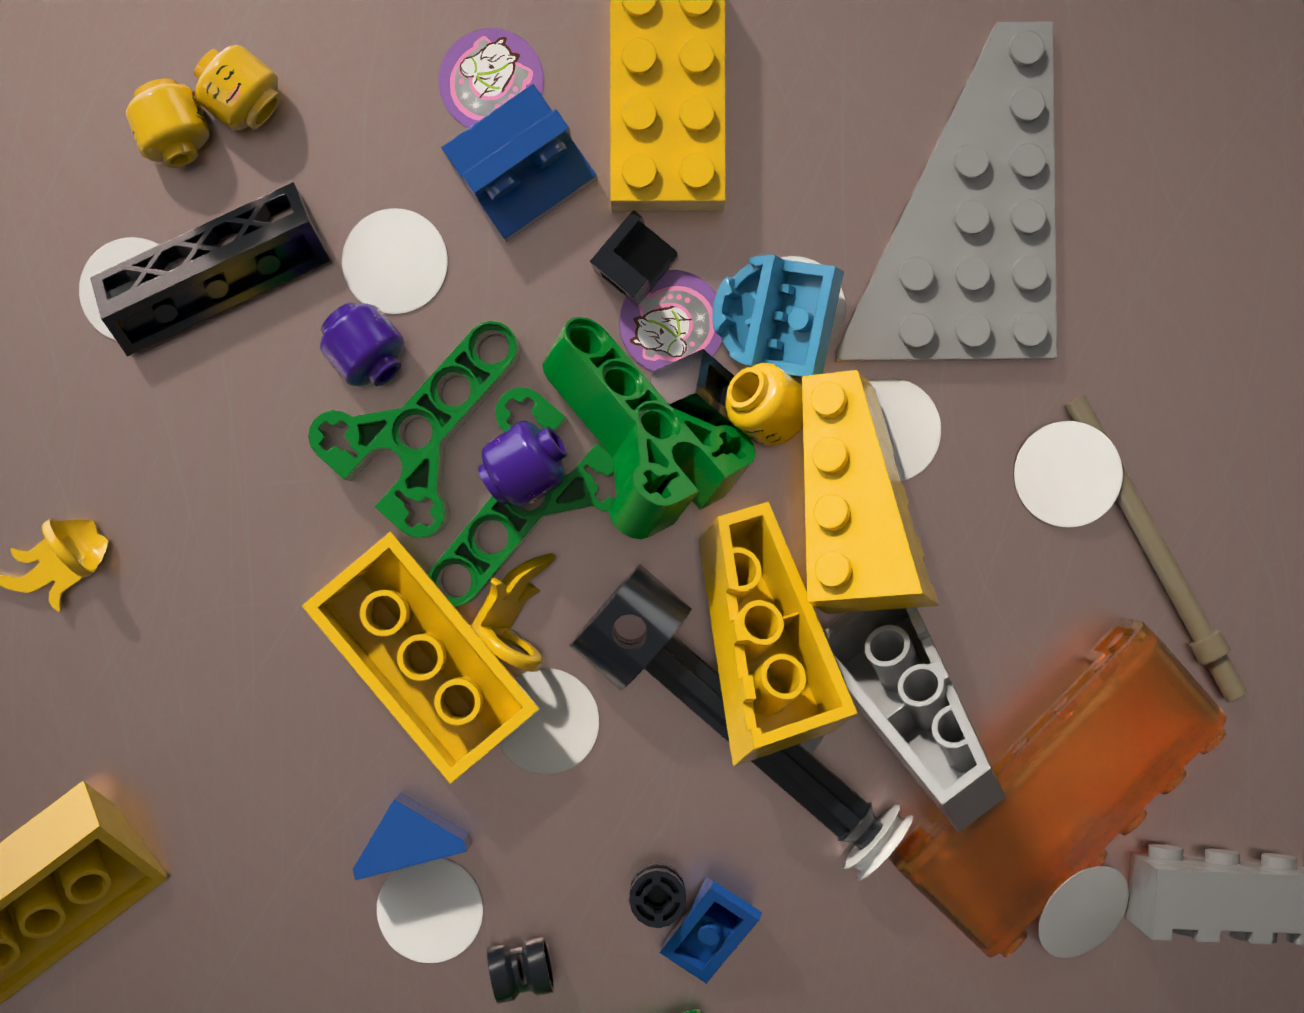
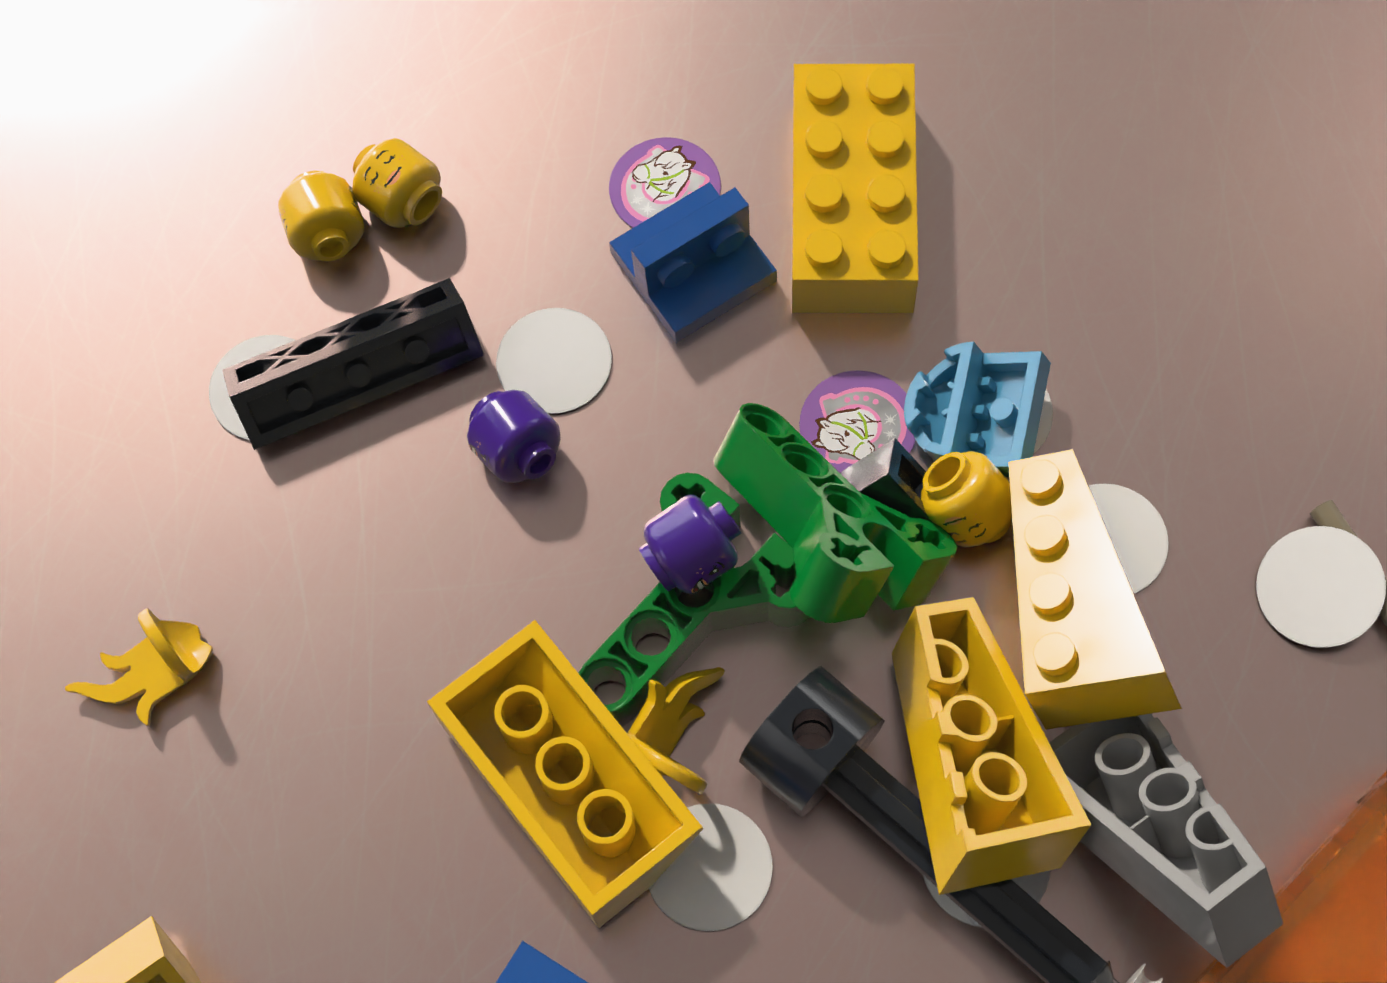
camera: 10 degrees right, 20 degrees down
(384, 431) = (529, 525): green beam -> none
(634, 259) = (814, 353): black panel -> none
(978, 237) = (1198, 336): light grey wing -> none

